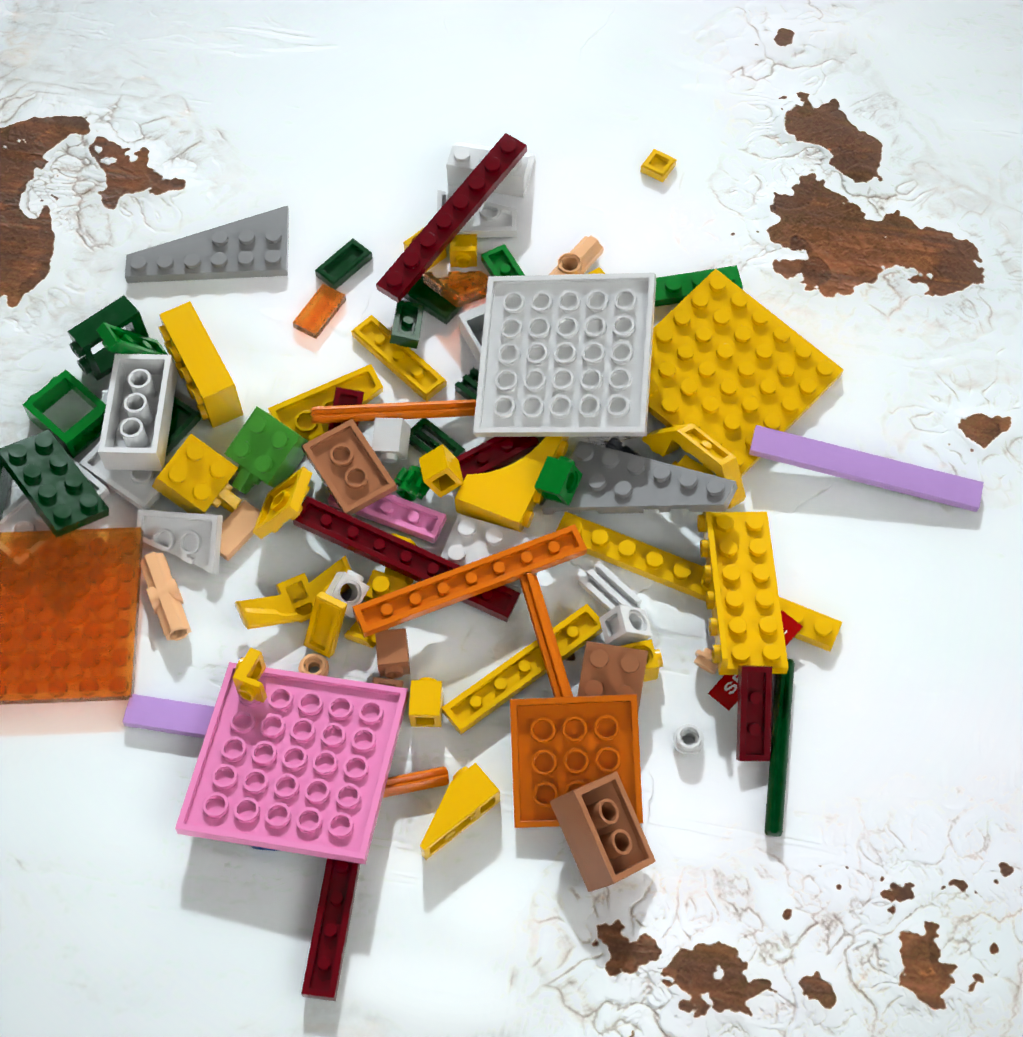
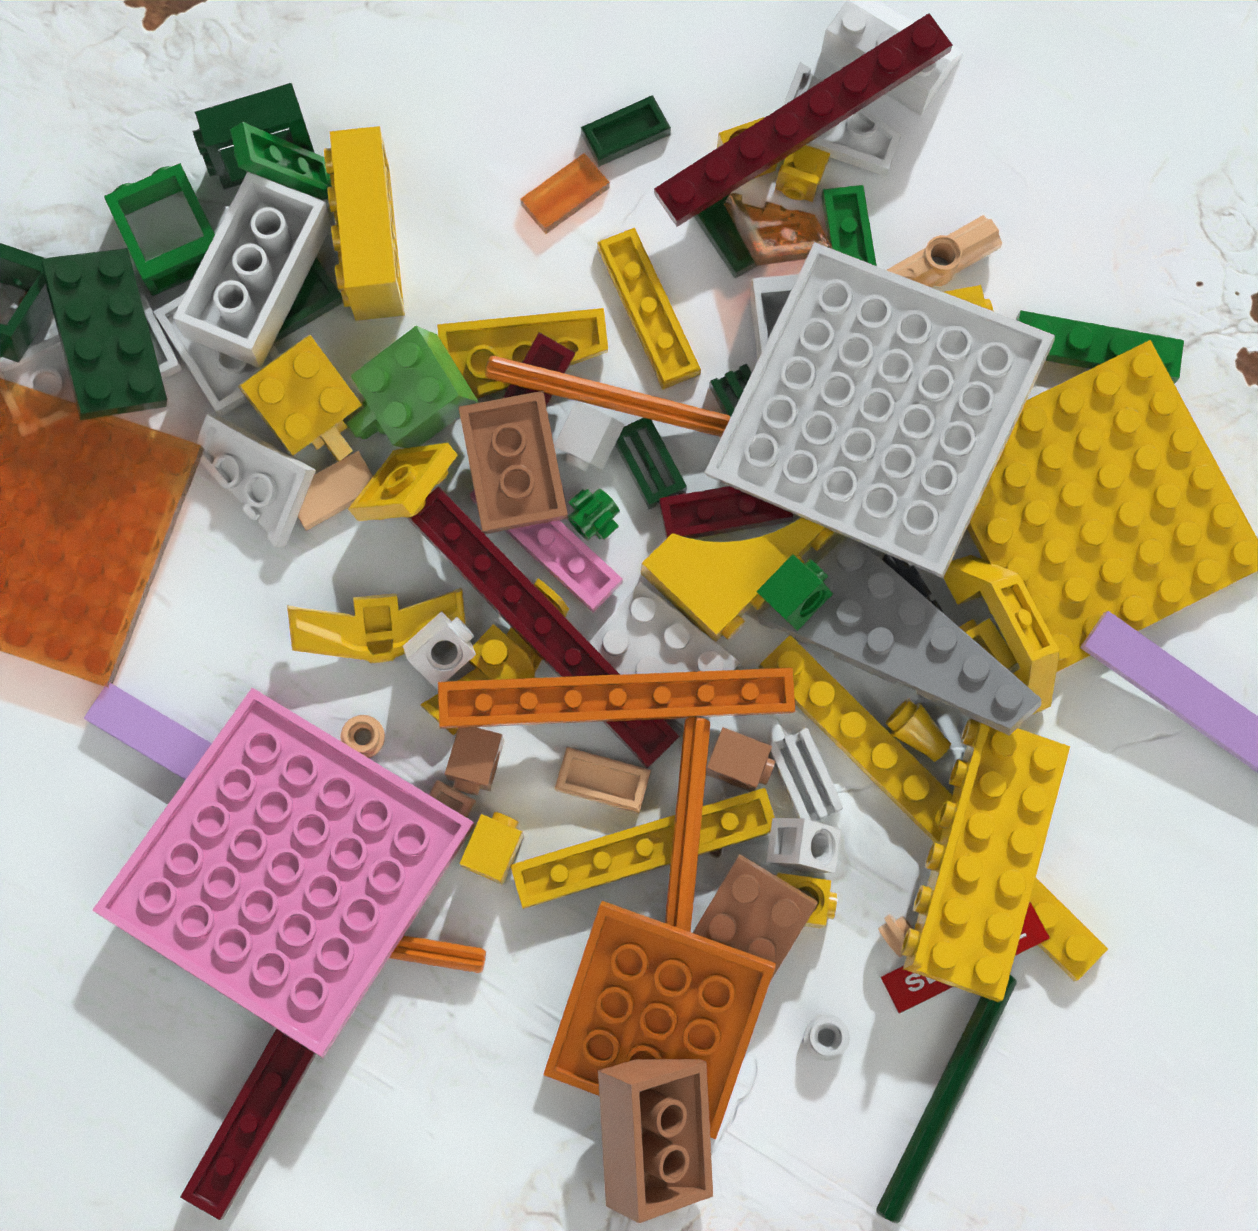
camera: 15 degrees right, 15 degrees up
(165, 596) = (201, 555): light nougat piece -> none
(234, 250) = (478, 52): light grey wing -> none
(247, 675) = (266, 720): yellow bracket -> none
(325, 624) = (396, 685): yellow tile -> none
(407, 324) = (677, 263): dark green plate -> none
(441, 471) = (638, 515): yellow brick -> none
(464, 802) = (486, 1013): yellow slope -> none
(481, 639) = (602, 780): none -> light nougat tile
(564, 593) = (740, 761): none -> nougat brick
(658, 165) = (1135, 134): yellow tile -> none
(668, 537) = (917, 729): none -> yellow cone
(754, 713) = (929, 1043): dark red plate -> none

